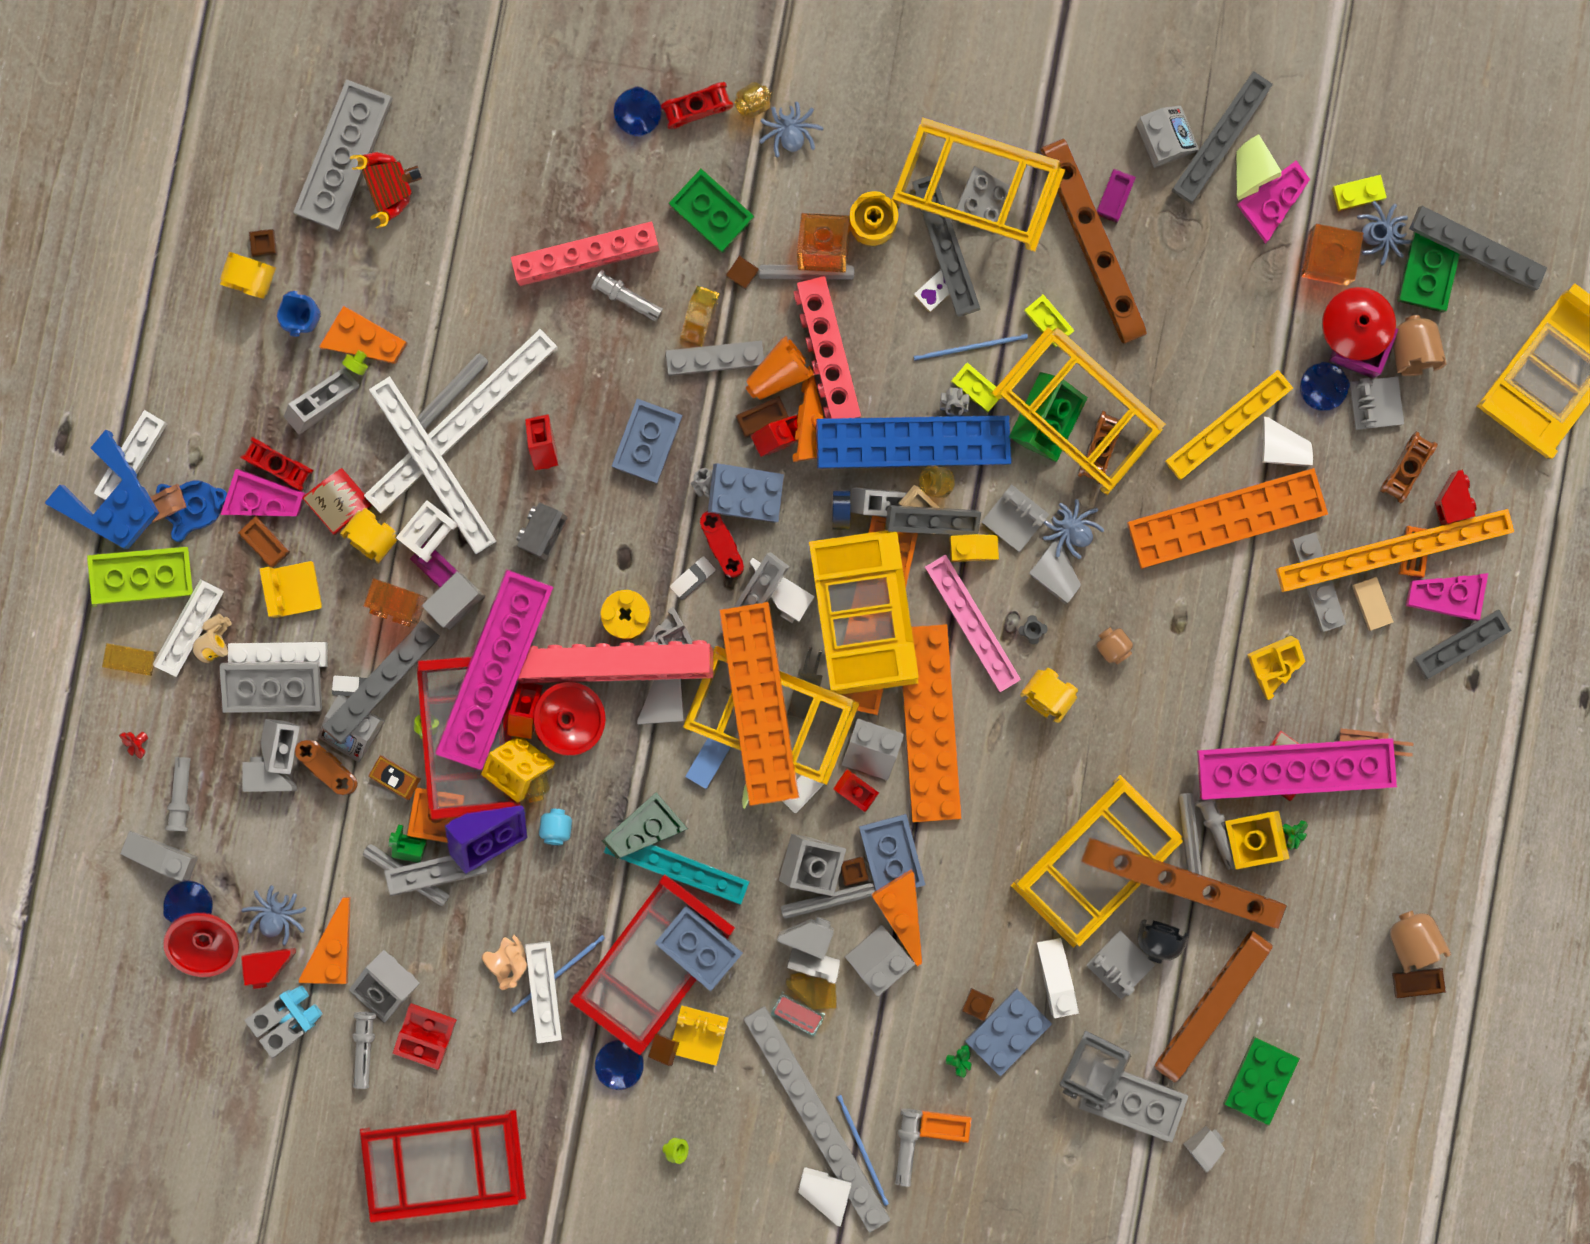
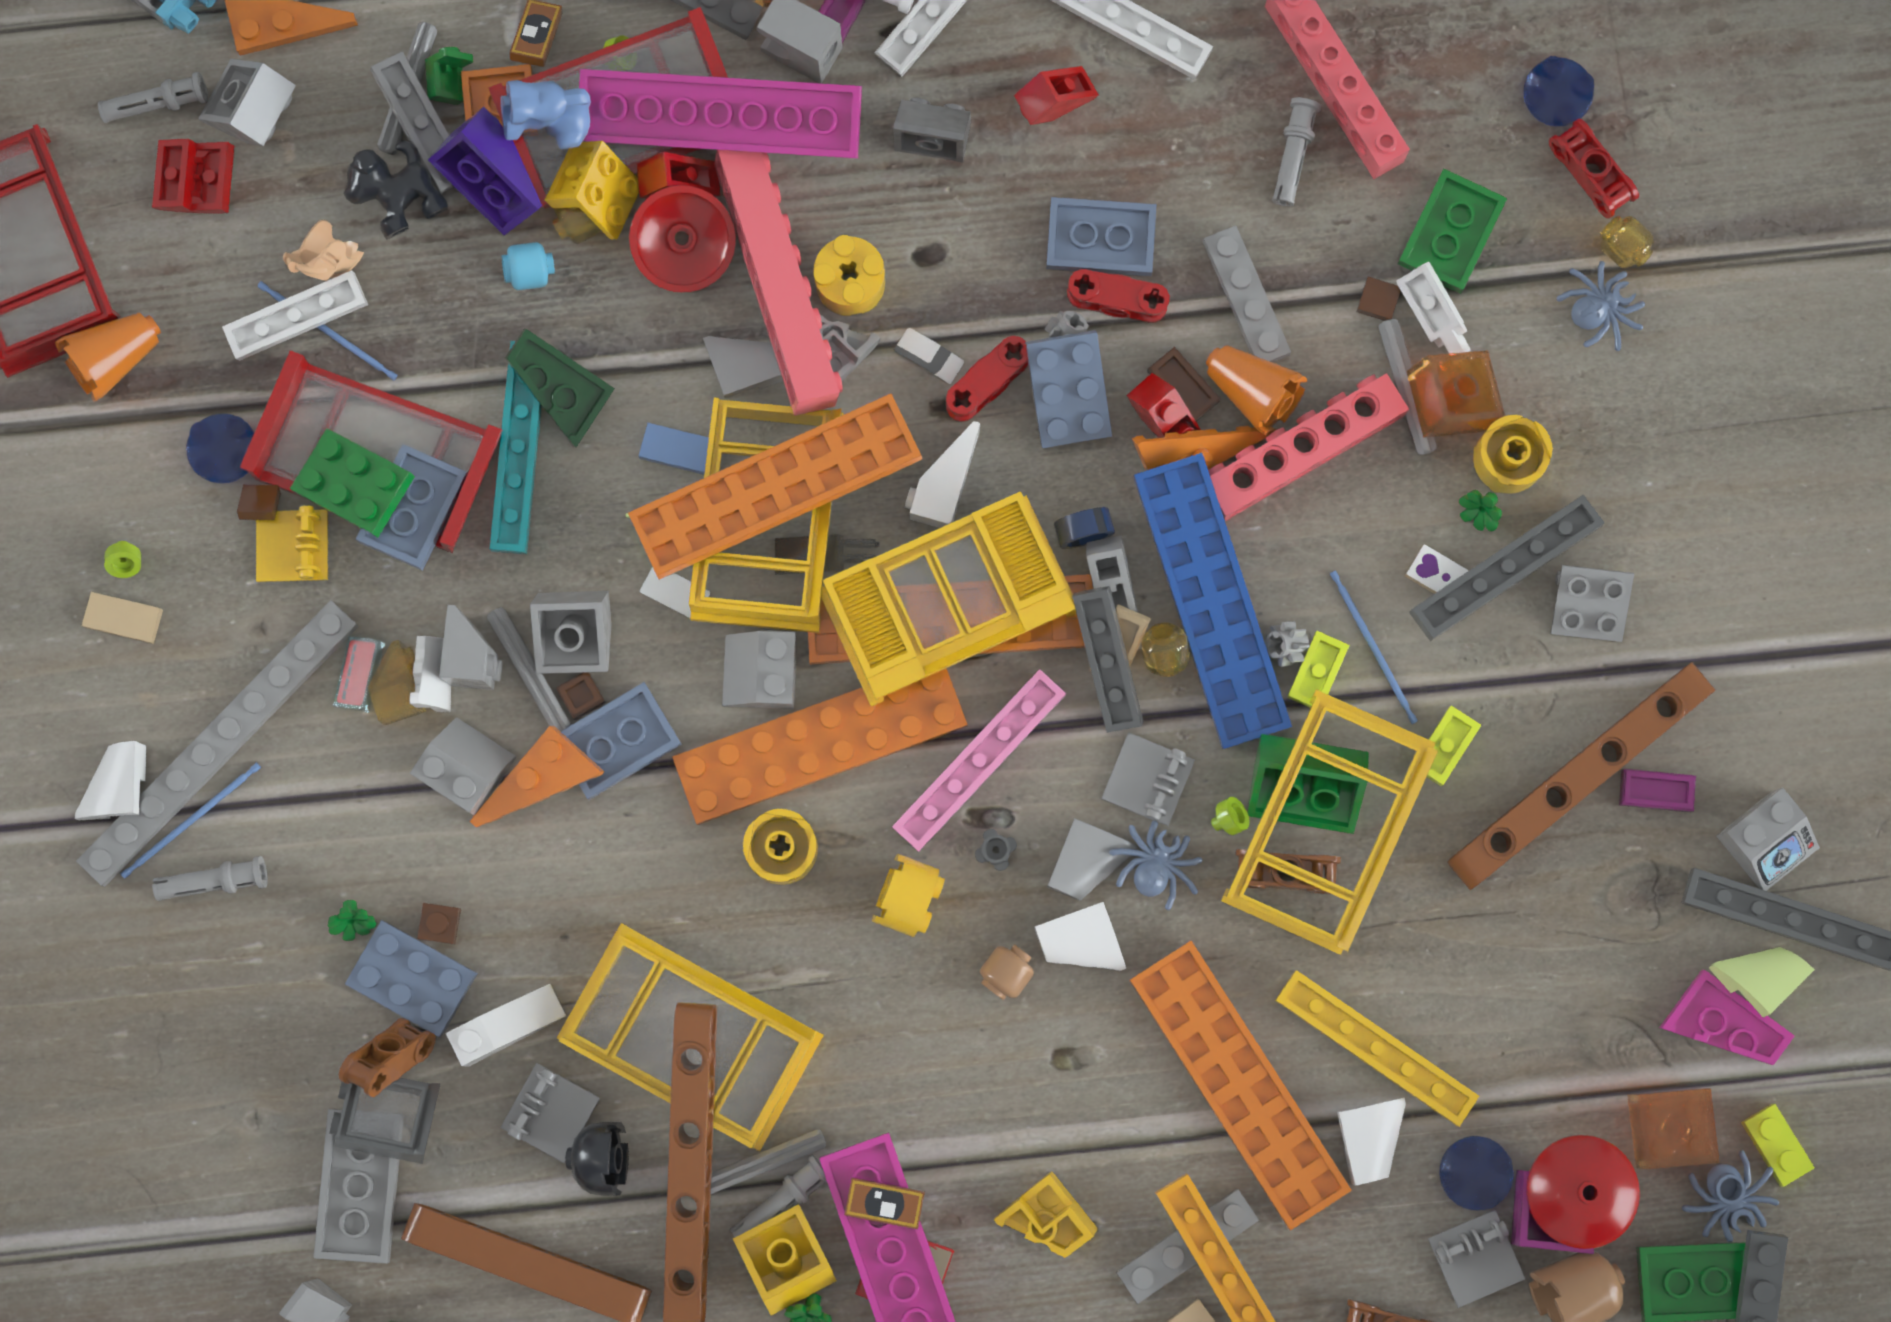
camera: 75 degrees right, 5 degrees down
(459, 784) = (548, 106): none -> medium blue animal
(466, 915) = (371, 179): none -> black animal
(532, 1123) = (108, 351): none -> orange cone
(671, 983) = (352, 482): none -> green plate
(691, 442) = (1118, 295): none -> red piece
(699, 316) = (1299, 256): clear yellow slope -> none
(714, 1161) = (122, 617): none -> tan tile
(761, 238) = (1434, 308): none -> white hinge
(763, 582) = (950, 445): light grey plate -> none
(855, 790) = (694, 662): red slope -> none
(902, 250) = (1481, 510): none -> green plant
(945, 1126) = (253, 927): orange tile -> none
(973, 548) = (1087, 731): yellow slope -> none
(1006, 762) = (768, 830): none -> yellow brick
(1023, 157) = (1602, 683): yellow piece -> none
(1055, 472) = (1230, 816): none -> lime tile
(1059, 1060) = (387, 1057): none -> dark orange piece
(1106, 591) = (1081, 939): none -> white slope
(1243, 765) = (884, 1203): none -> tile

